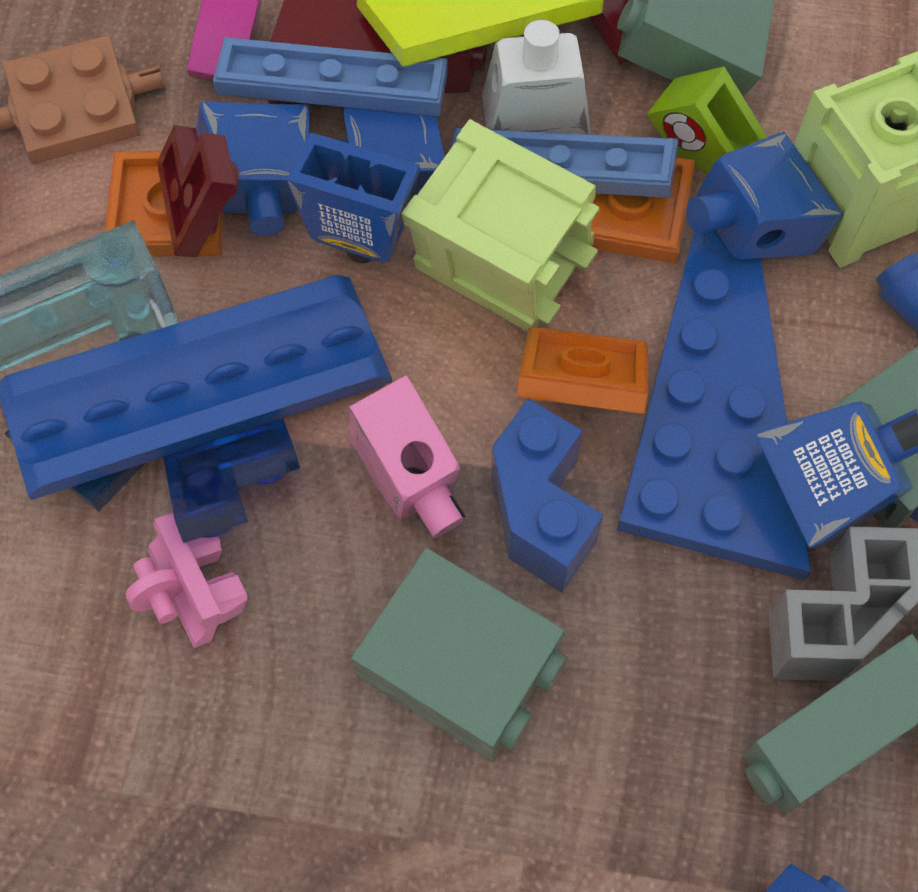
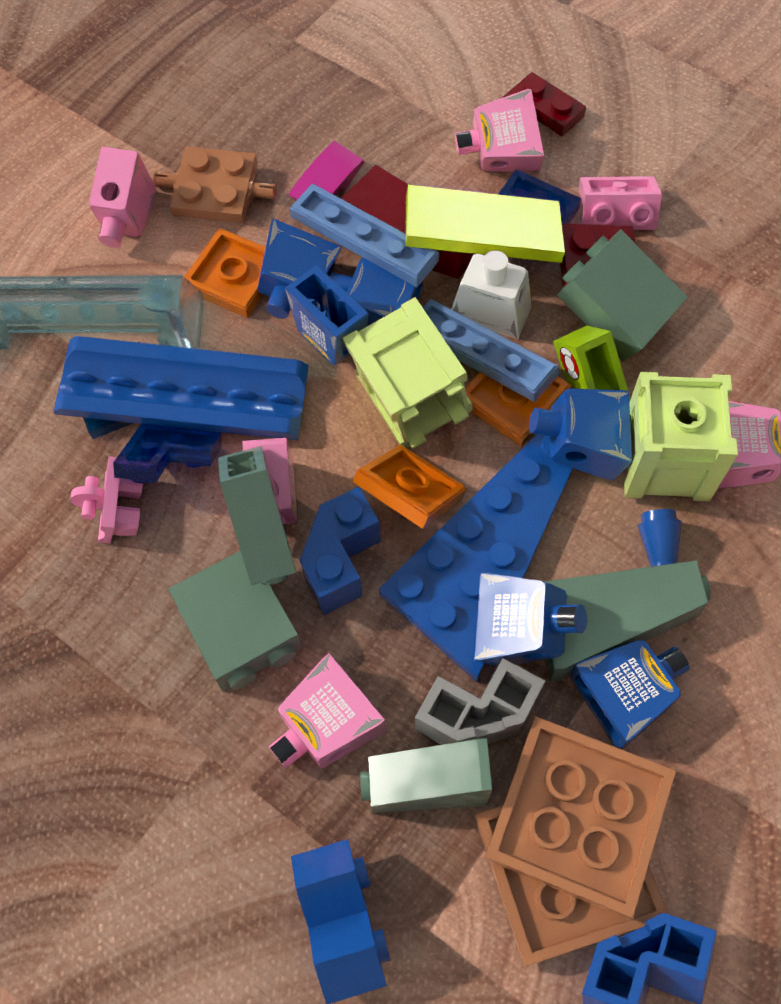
camera: 30 degrees right, 0 degrees up
(195, 186) = (243, 270): dark red plate -> none
(432, 492) = (256, 516): none -> sand green slope
(659, 721) = (326, 717): none -> bright pink torso

